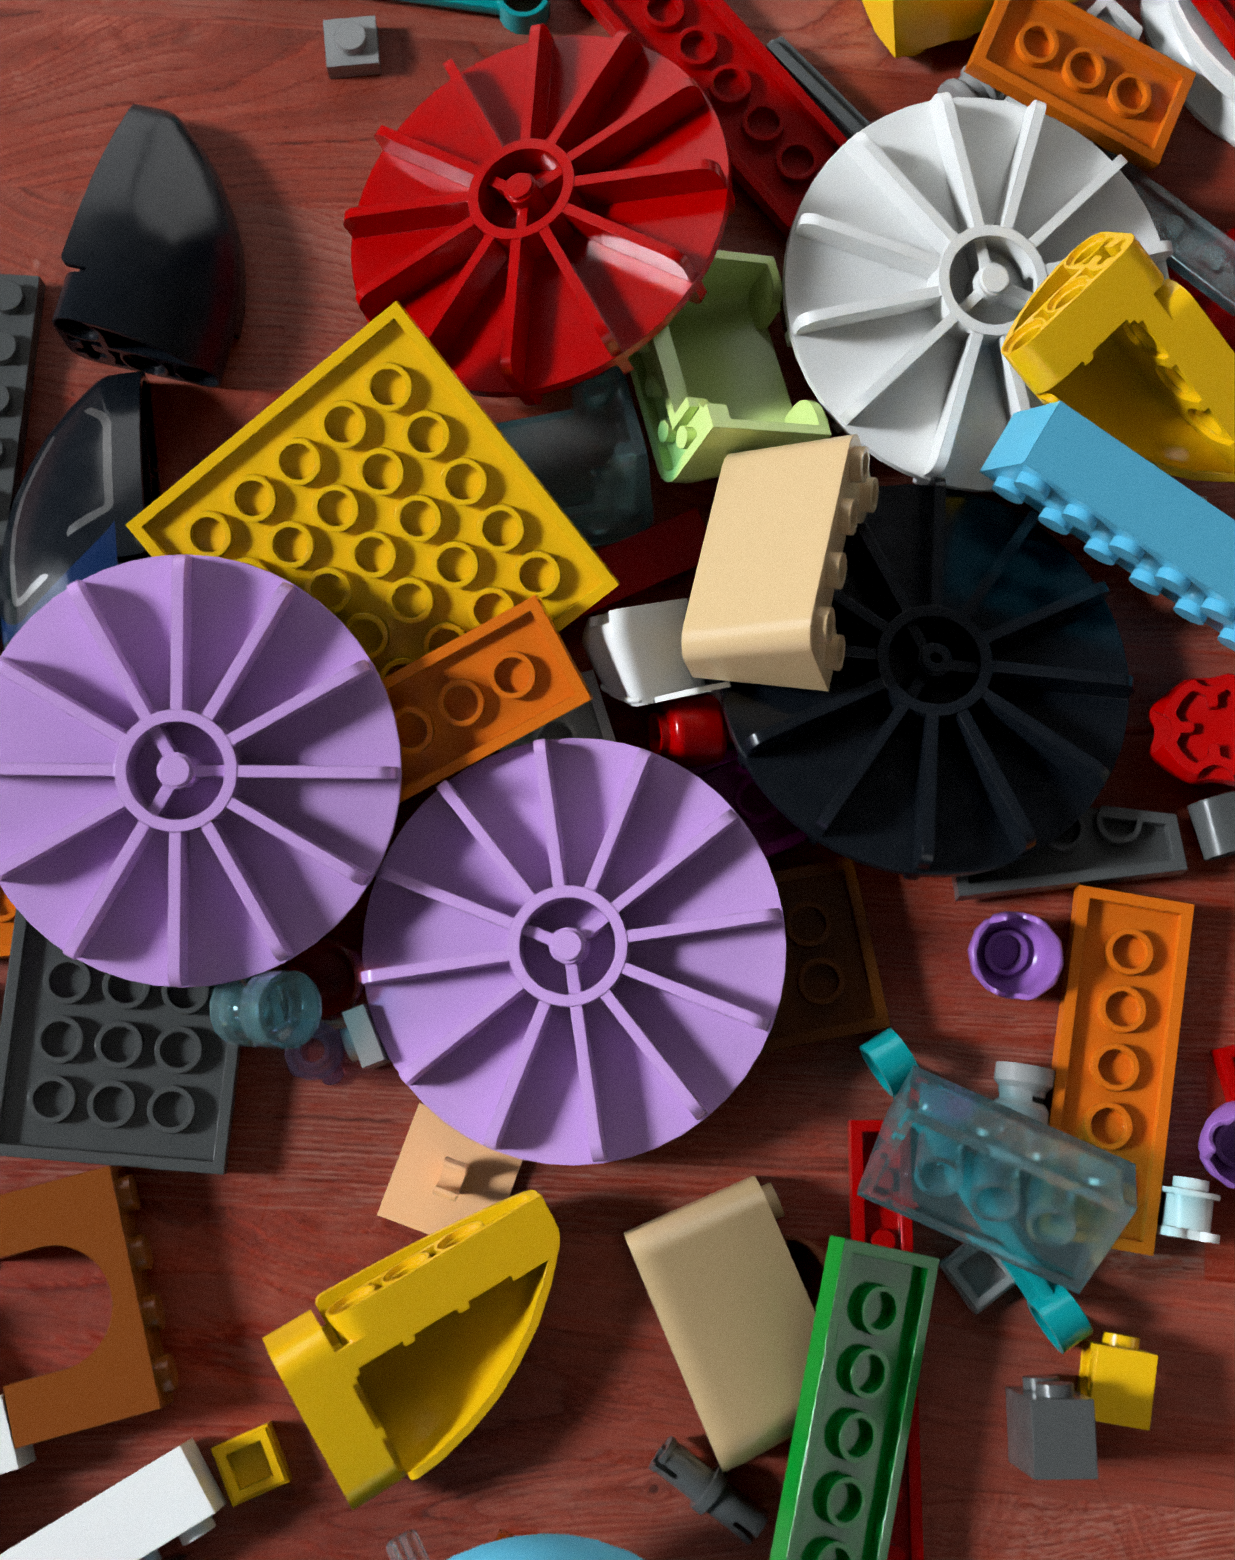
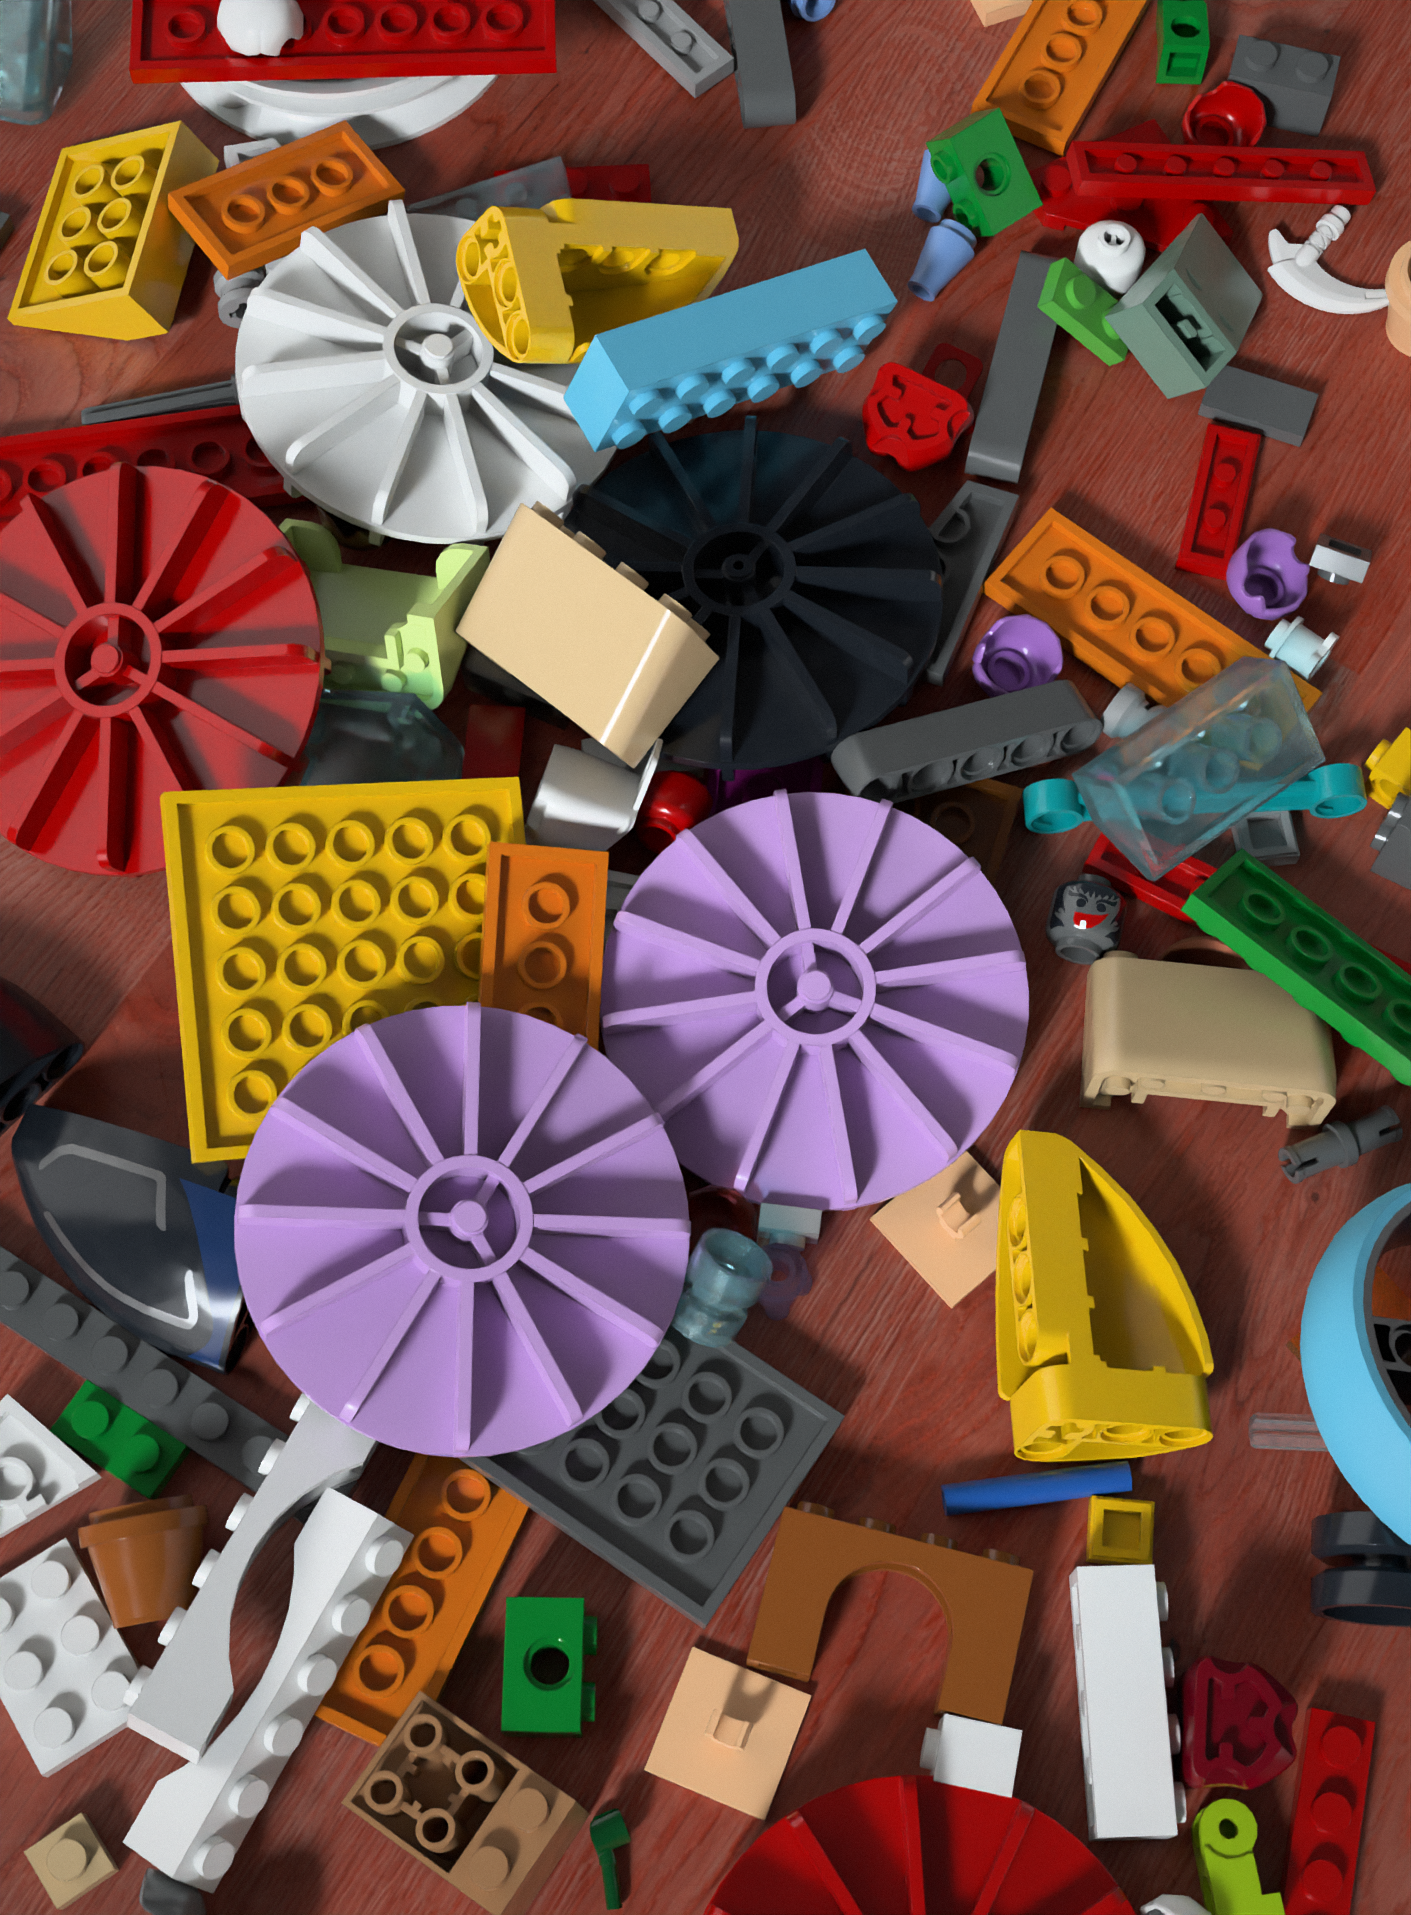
camera: 60 degrees left, 10 degrees down
(251, 1370) = (1036, 1488): none -> blue piece
(797, 1148) = (1085, 919): none -> dark grey head
(899, 954) = (967, 743): none -> dark grey beam

